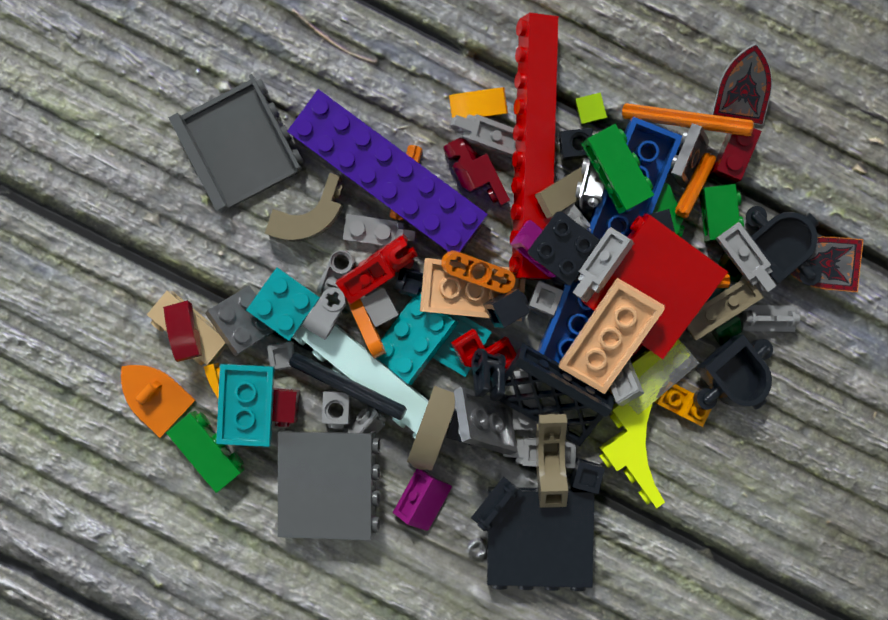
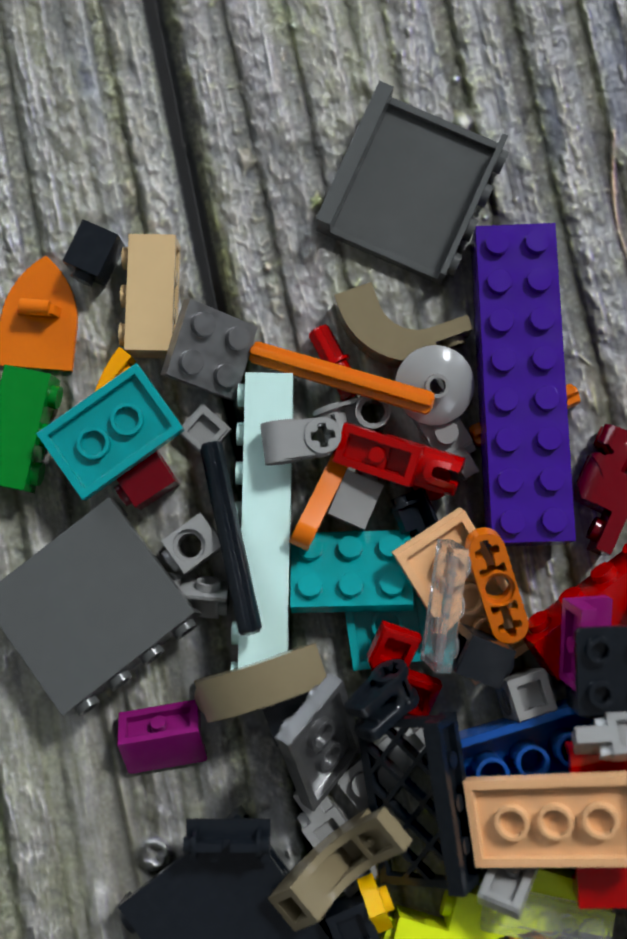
camera: 55 degrees right, 5 degrees down
(142, 341) = (93, 254): none -> black brick
(181, 331) = (140, 286): dark red slope -> none
(283, 304) = (268, 381): teal plate -> none
(300, 259) = (330, 351): none -> red axle
(326, 253) = (342, 378): none -> orange axle
(339, 215) = (448, 365): none -> light grey dish
(467, 305) = (445, 605): none -> clear plate
(586, 455) = (377, 902): none -> yellow plate

